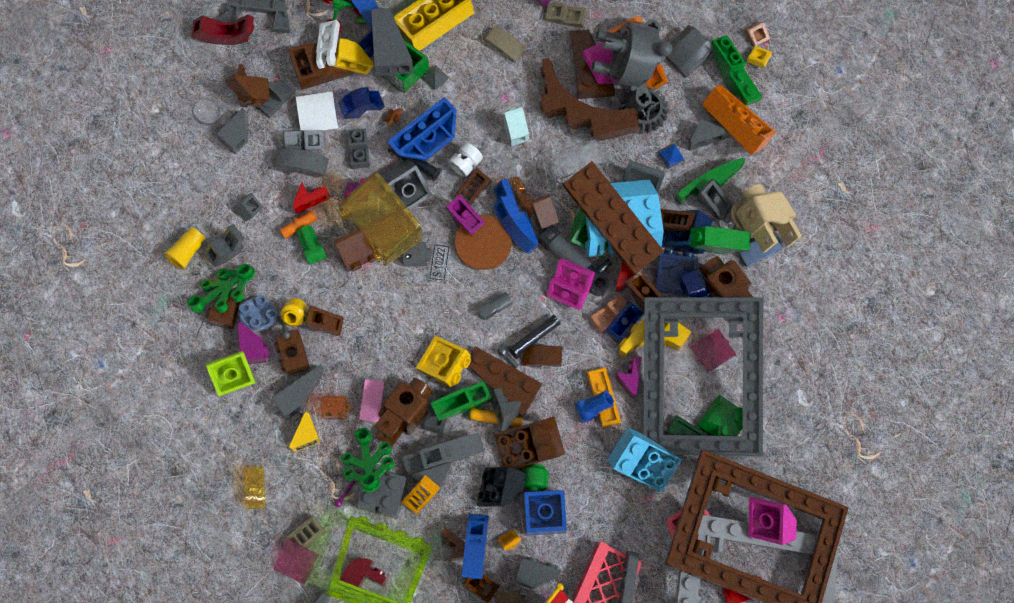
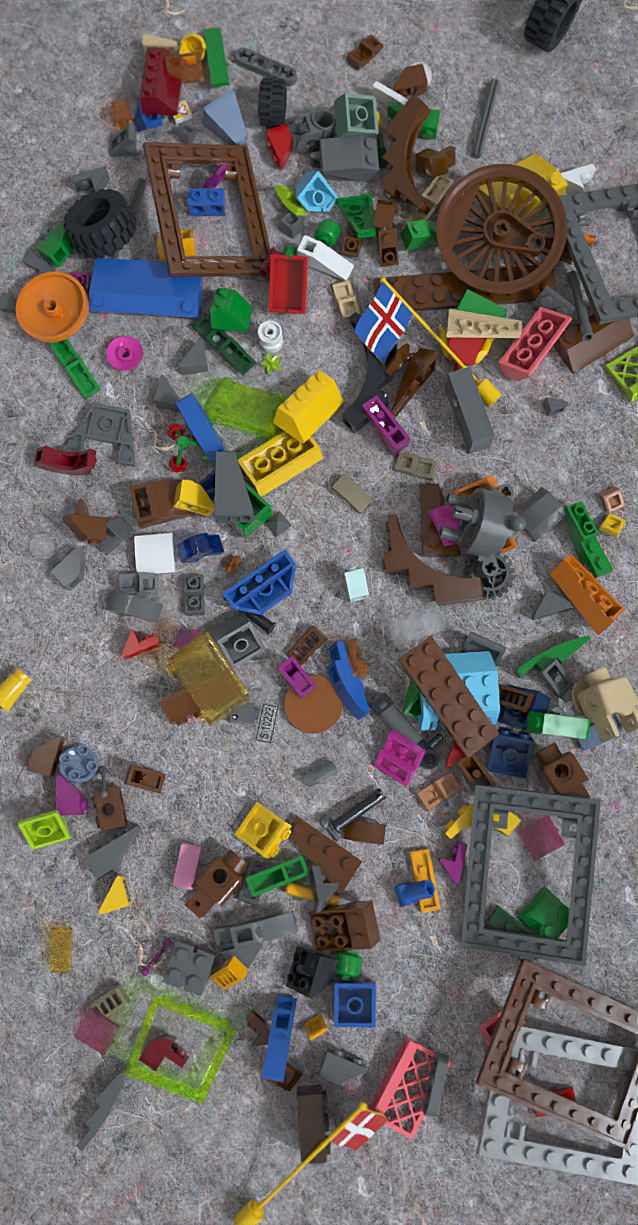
camera: 10 degrees right, 5 degrees up
(223, 286) = (64, 724): green plant -> none
(226, 247) = (50, 692): dark grey brick -> none
(248, 207) = (78, 649): dark grey slope -> none
(294, 226) = (127, 671): orange pin -> none
(294, 312) = (114, 767): yellow head -> none
(312, 248) = (139, 699): green piece -> none
(327, 43) = (169, 484): white hinge -> none
(335, 407) = (149, 871): clear orange brick -> none
(369, 481) = (177, 937): green plant -> none
(465, 159) = (303, 609): white wheel -> none
(544, 212) = (378, 681): reddish brown slope -> none
(623, 322) = (451, 802): clear blue slope -> none
(643, 459) = (460, 954): medium azure slope -> none
(671, 156) = (513, 625): blue slope -> none
(693, 285) = (527, 775): clear blue brick -> none
(771, 521) = (589, 1045): dark pink slope -> none

